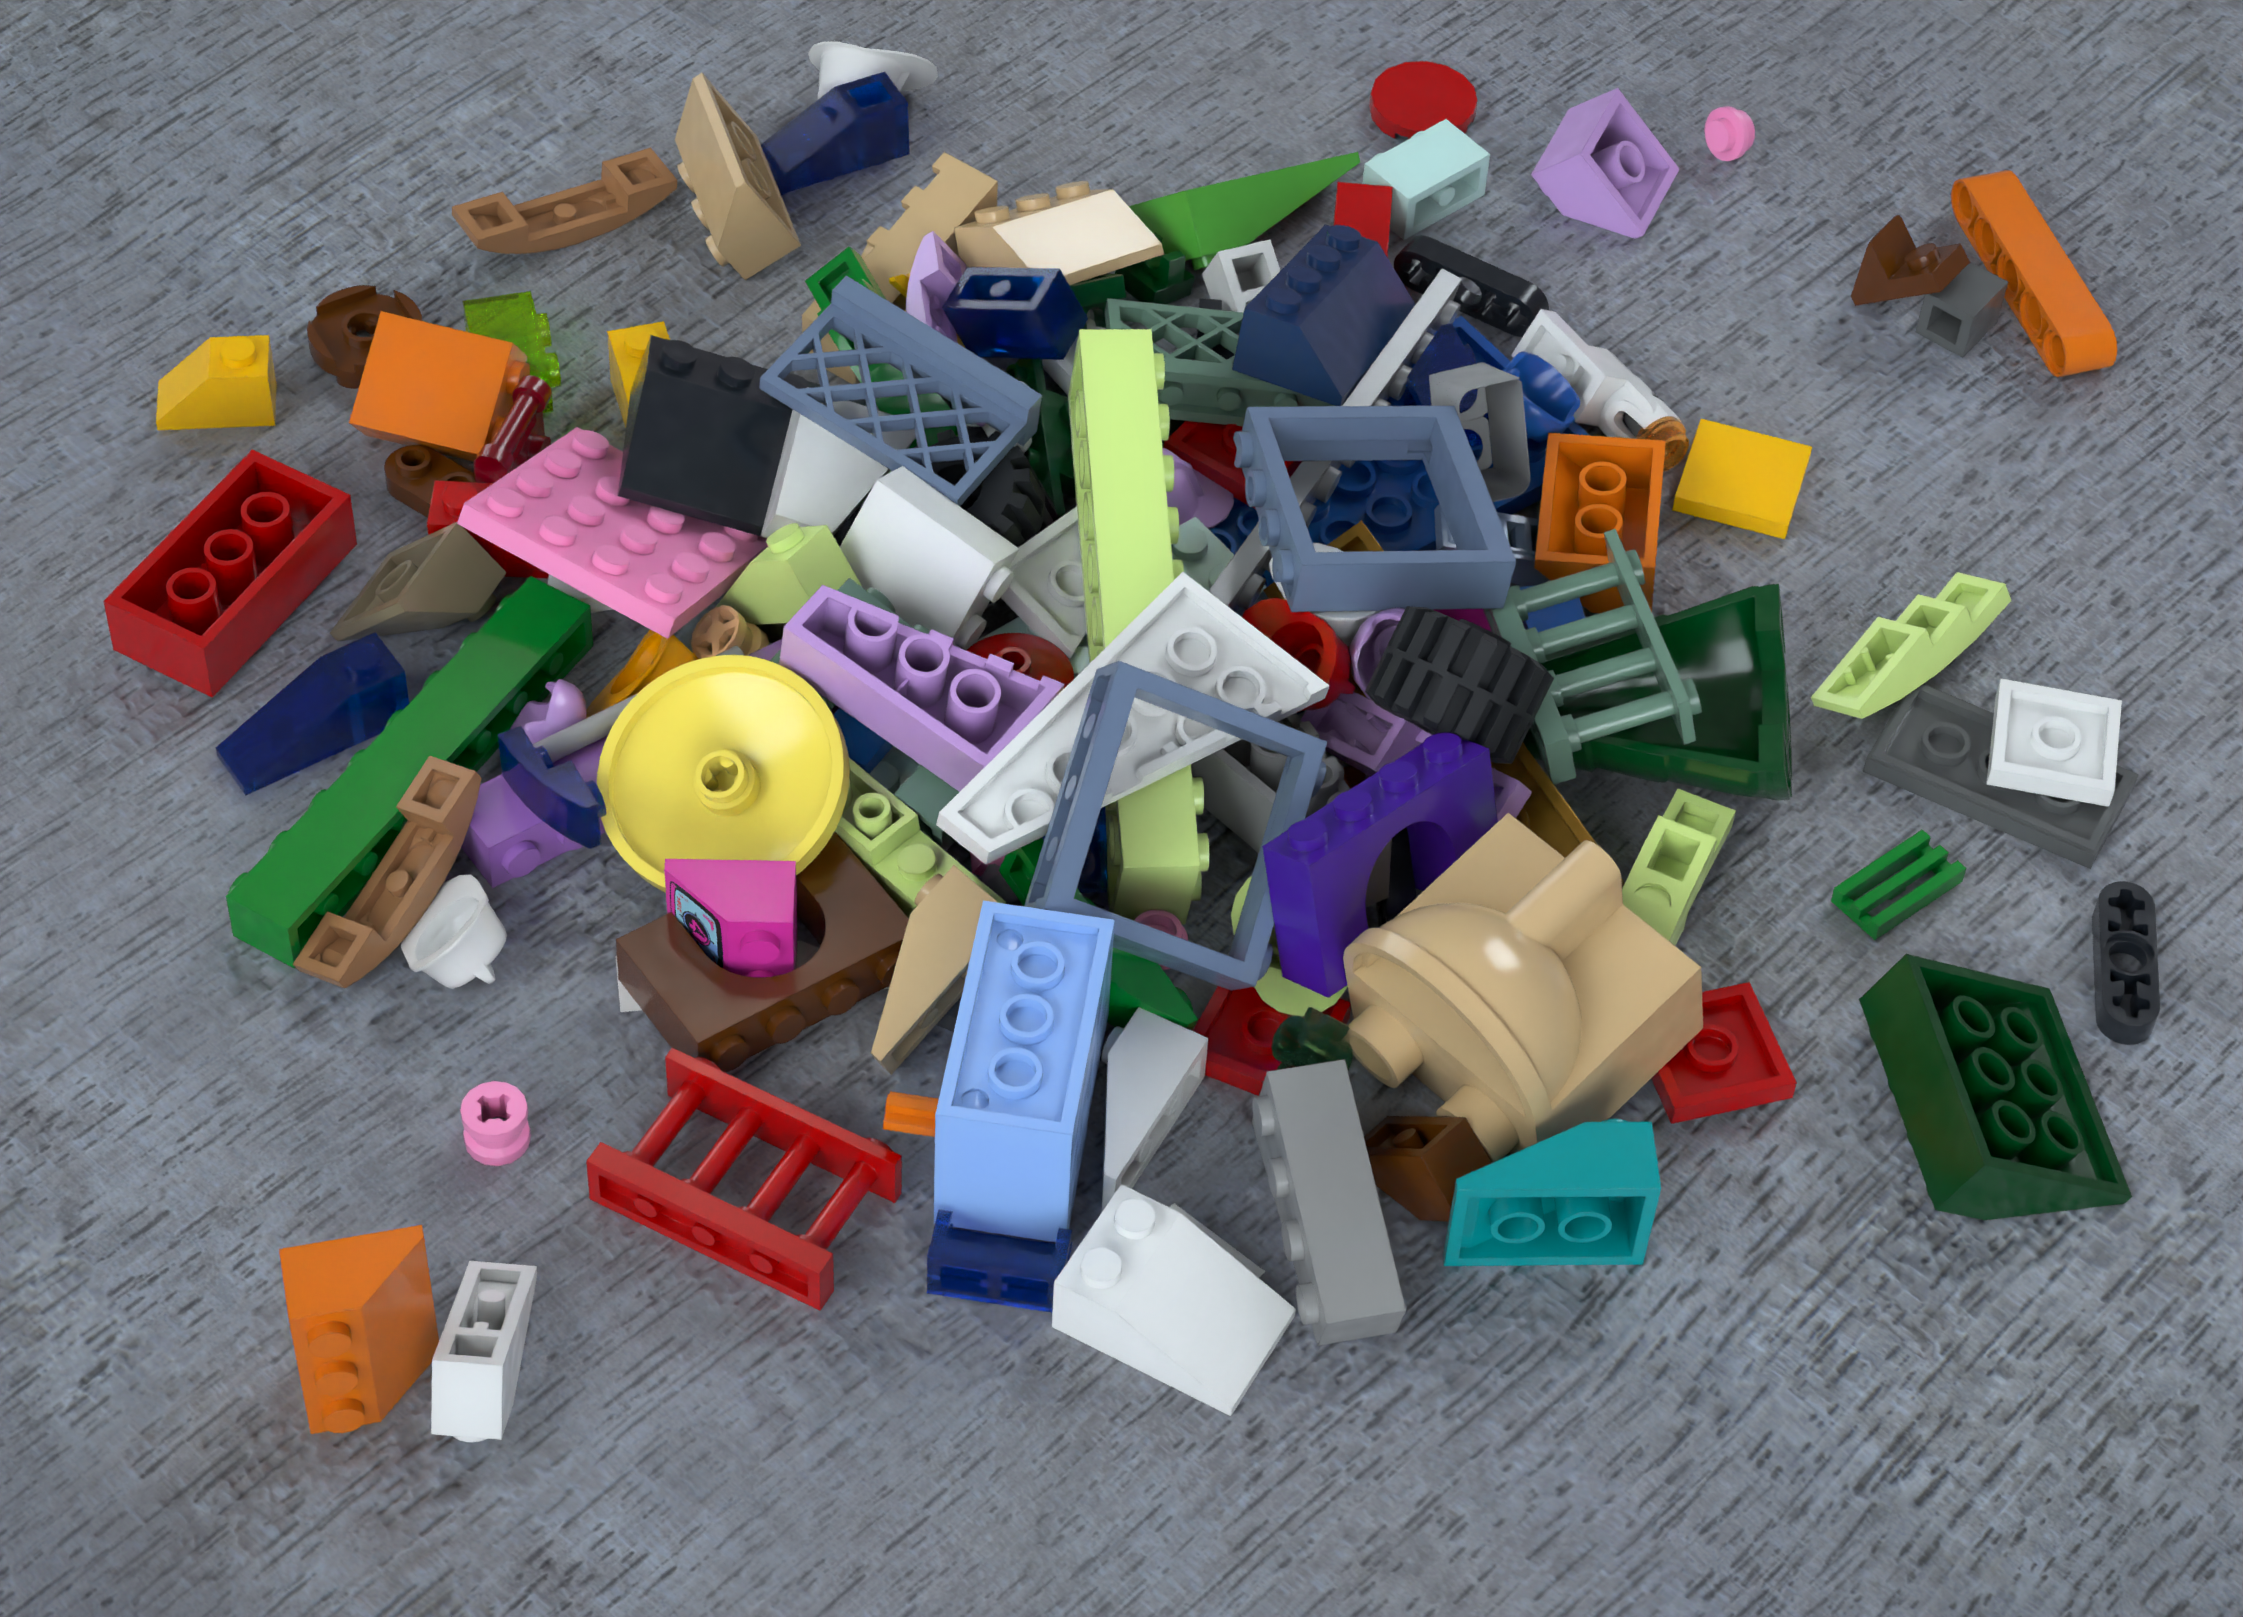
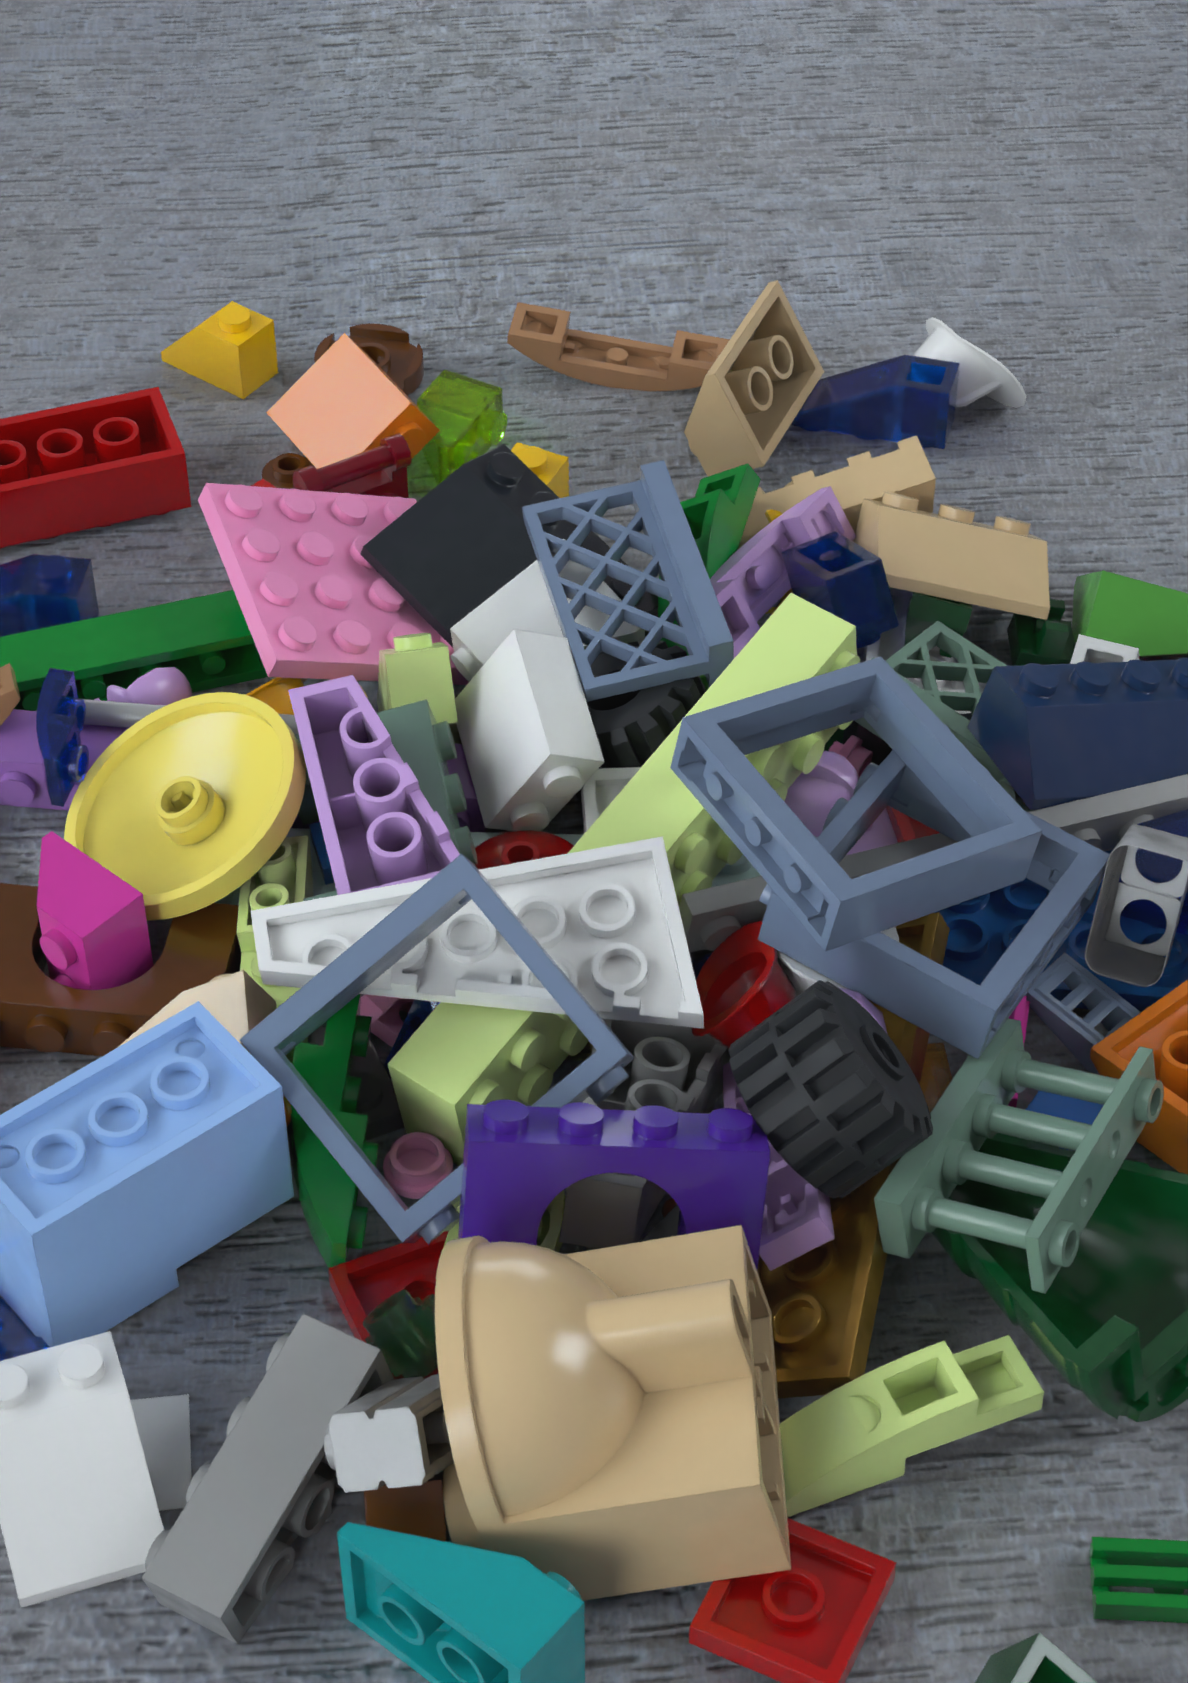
camera: 45 degrees right, 5 degrees down
(424, 587) = (172, 560): dark tan slope -> none
(1148, 1084) = (239, 1284): white slope -> none
(1276, 518) = (789, 856): none -> sand blue window
(1409, 1105) = (390, 1436): none -> brick

